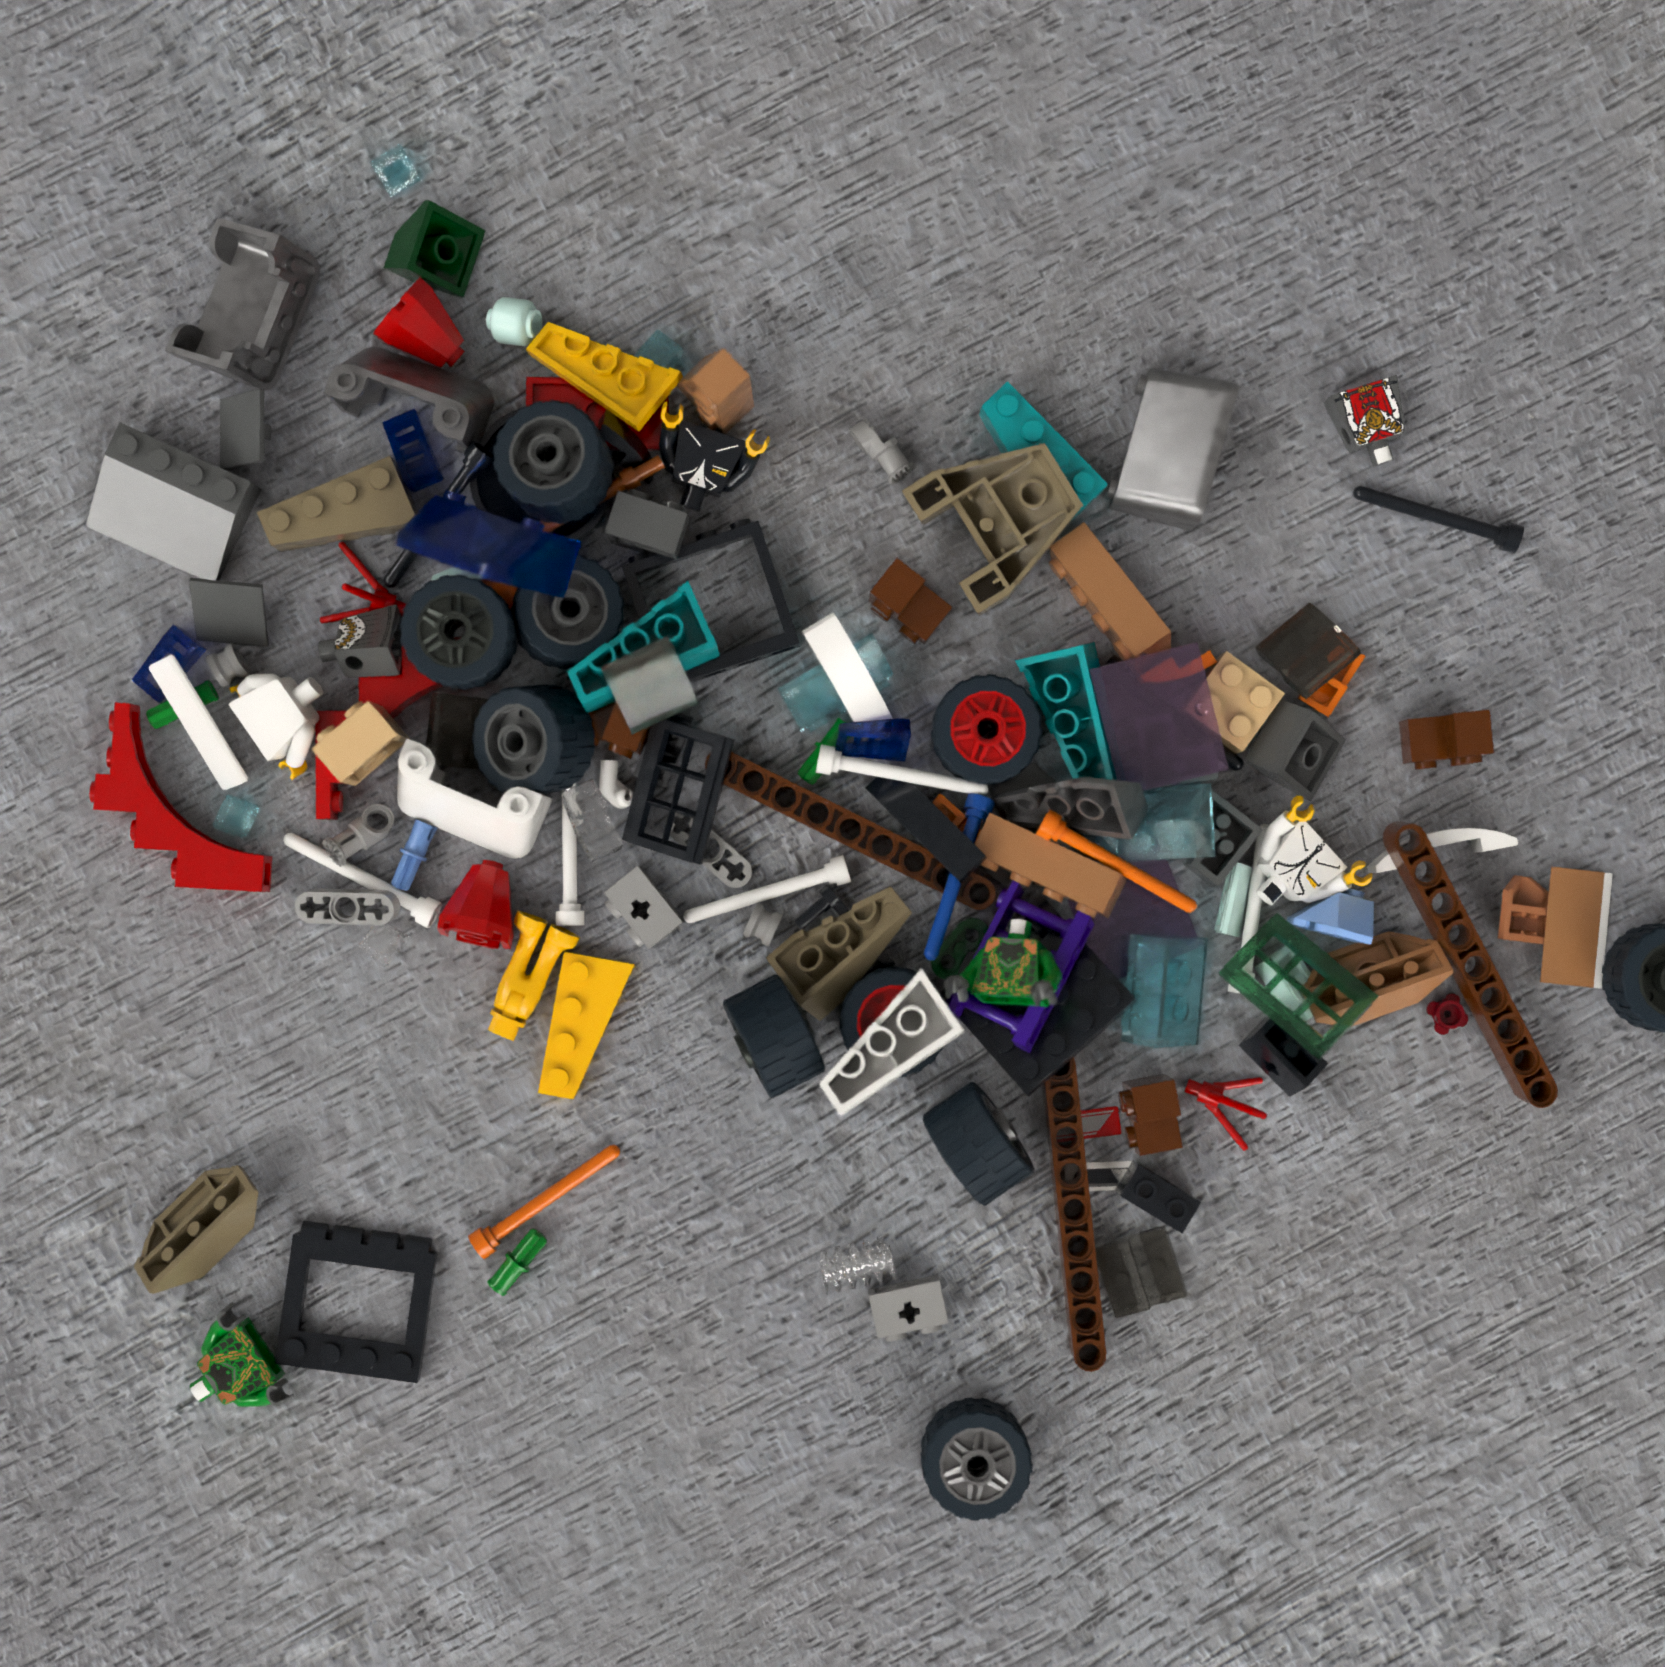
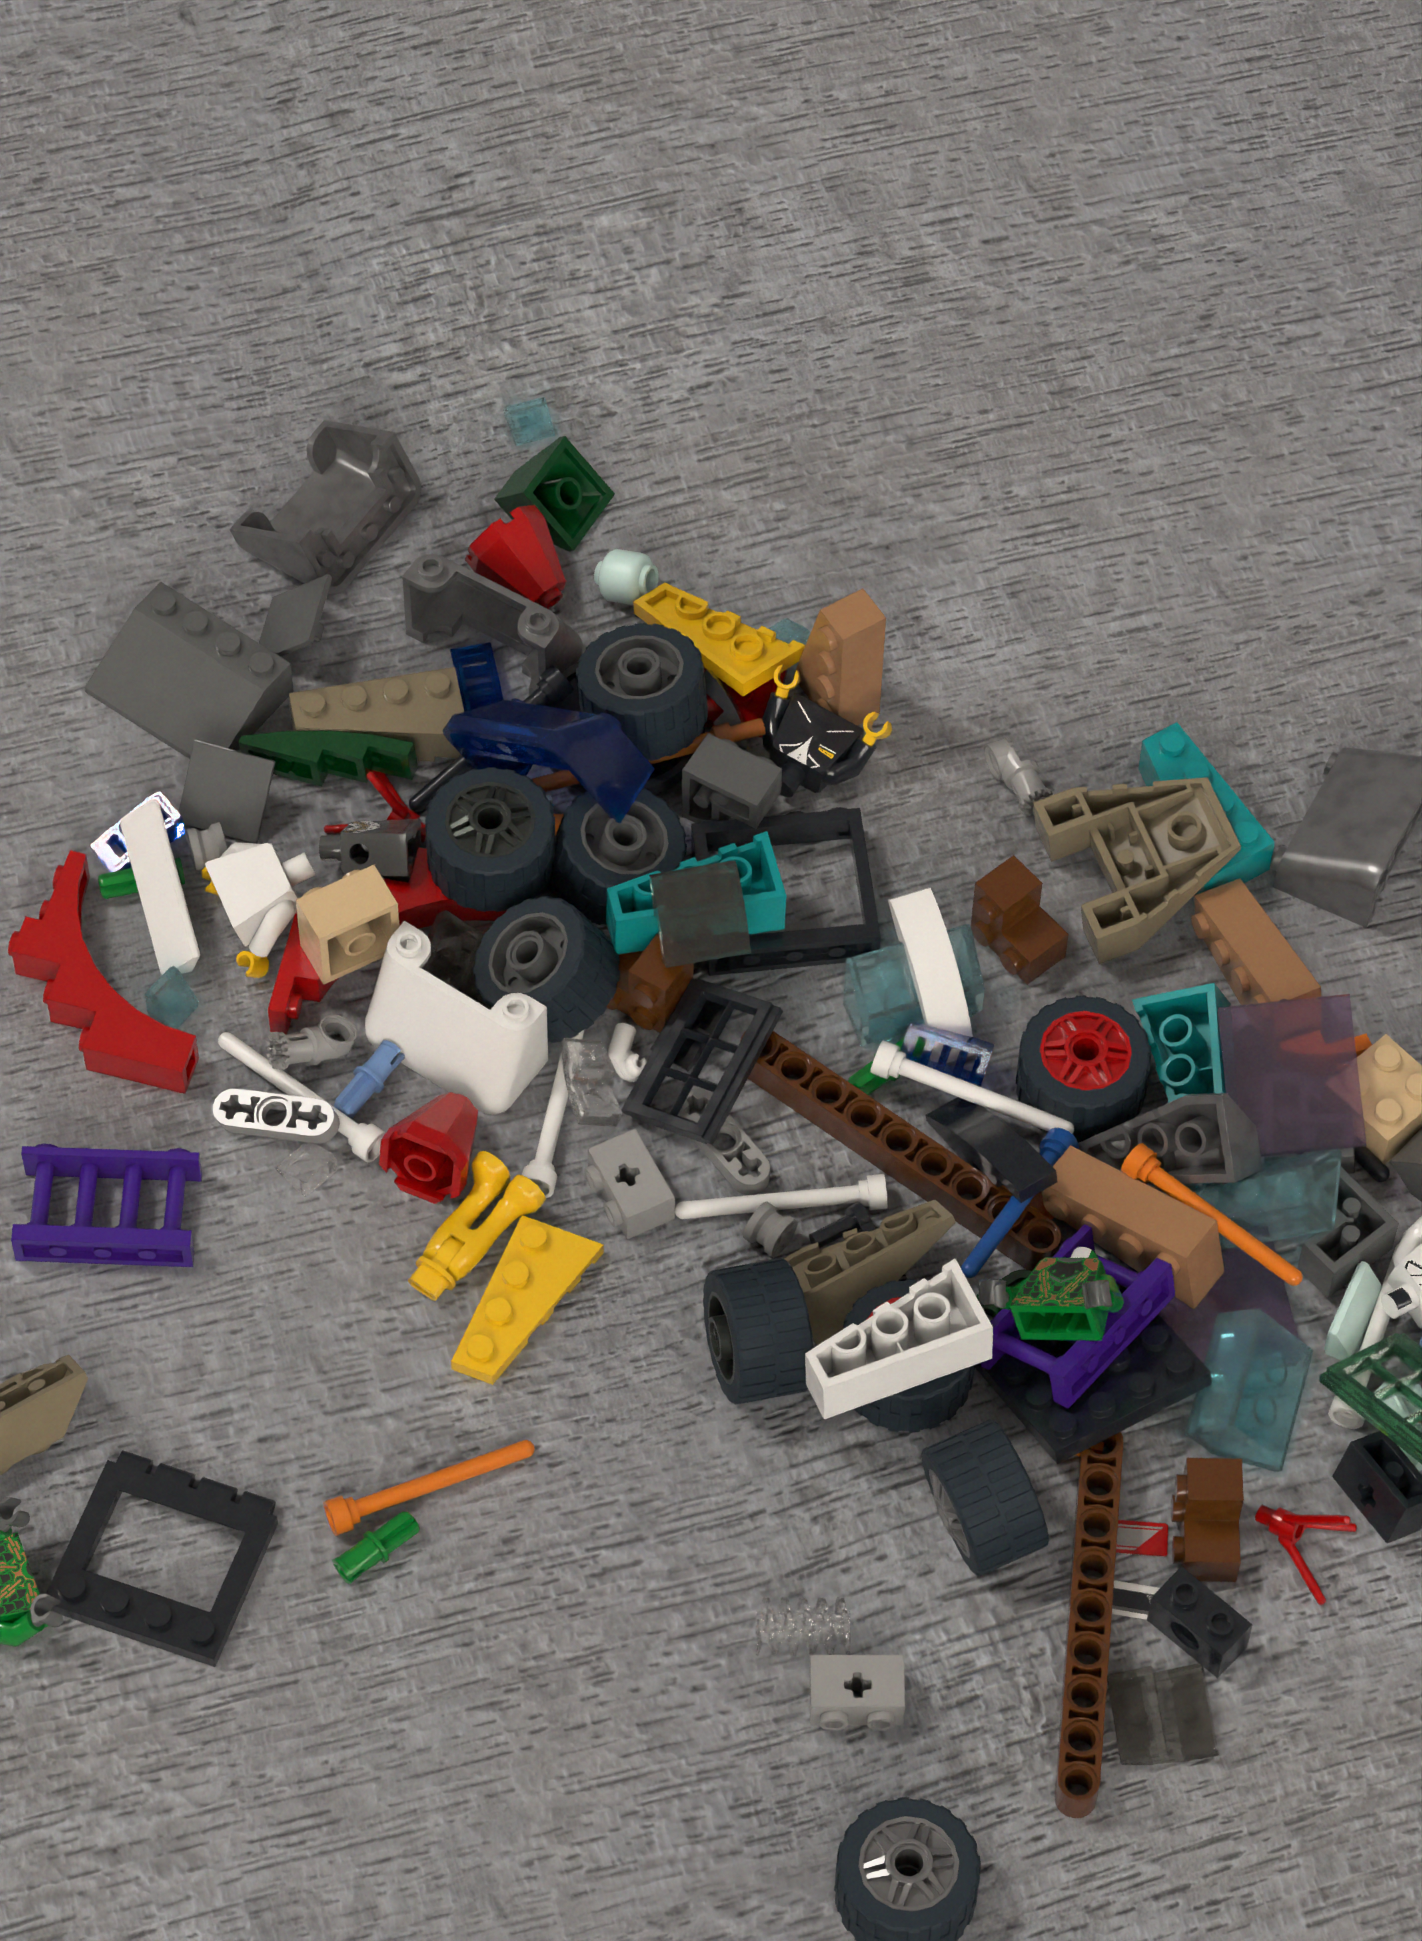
camera: 15 degrees right, 30 degrees down
(221, 1048) = (107, 1245): none -> dark purple fence
(296, 558) = (315, 754): none -> dark green slope

